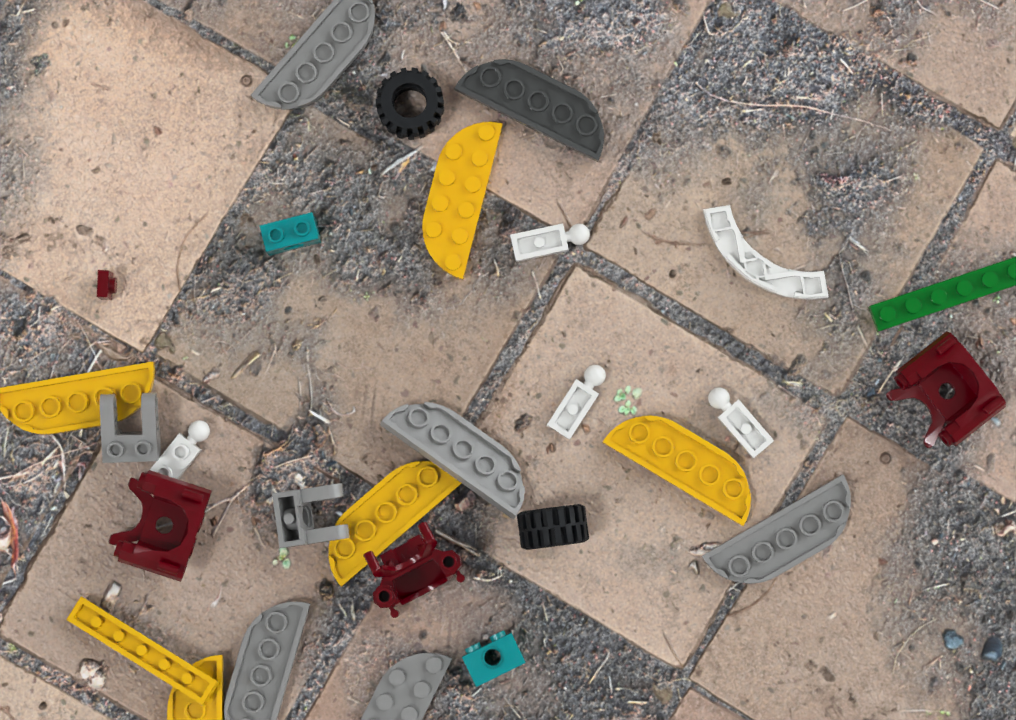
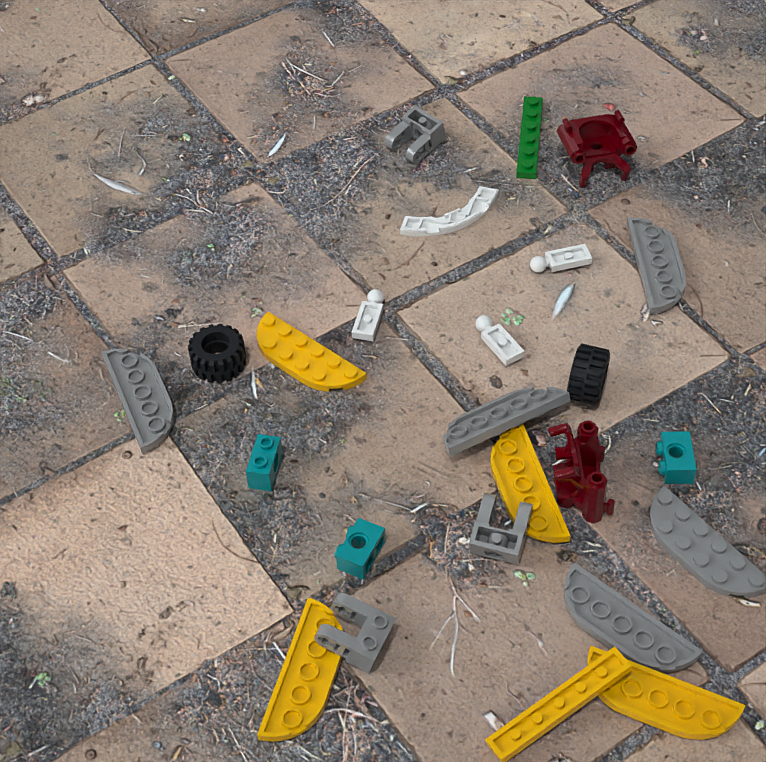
camera: 65 degrees left, 35 degrees down
(106, 285) = (222, 608): dark red plate -> none
(156, 551) = (464, 618): dark red piece -> none
(182, 451) = (406, 626): white plate -> none
(216, 383) = (360, 560): none -> teal brick
(537, 103) = (268, 287): dark grey plate -> none
(685, 463) = (575, 297): yellow plate -> none
(892, 153) = (423, 128): none -> light grey brick

